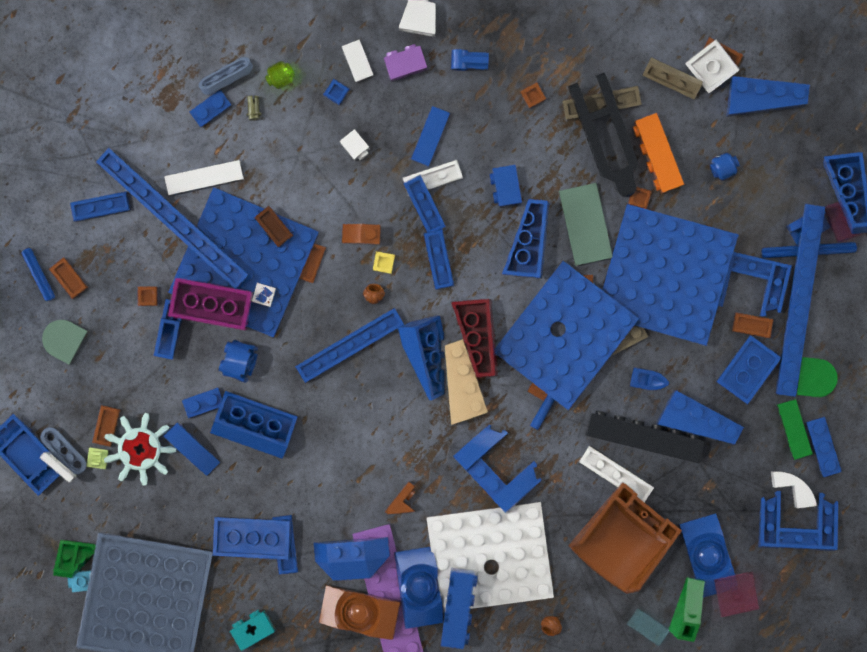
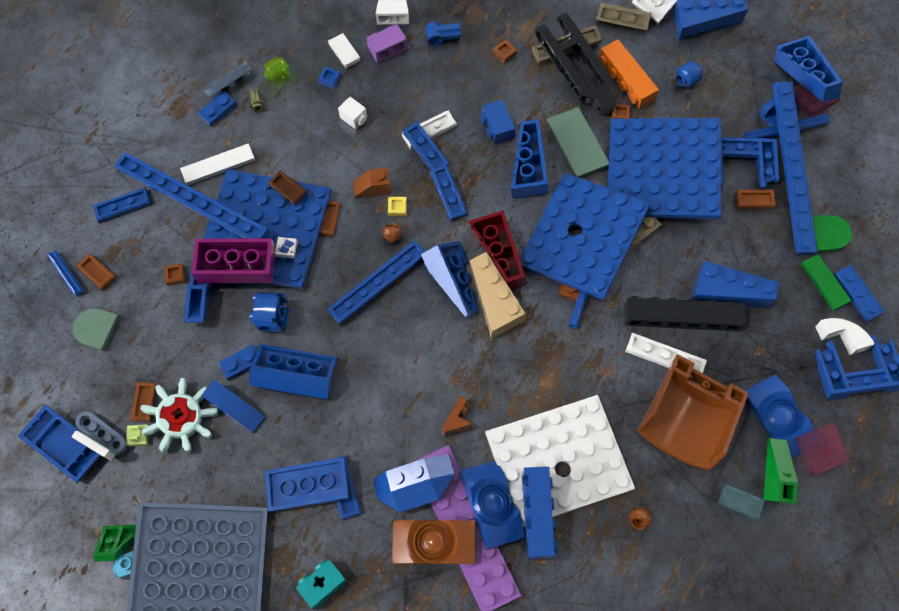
camera: 10 degrees left, 20 degrees down
(430, 136) = (420, 97): blue tile -> none
(471, 460) = (558, 392): blue wedge -> none
(647, 379) = (671, 261): blue plate -> none
(748, 369) = (765, 236): blue plate -> none

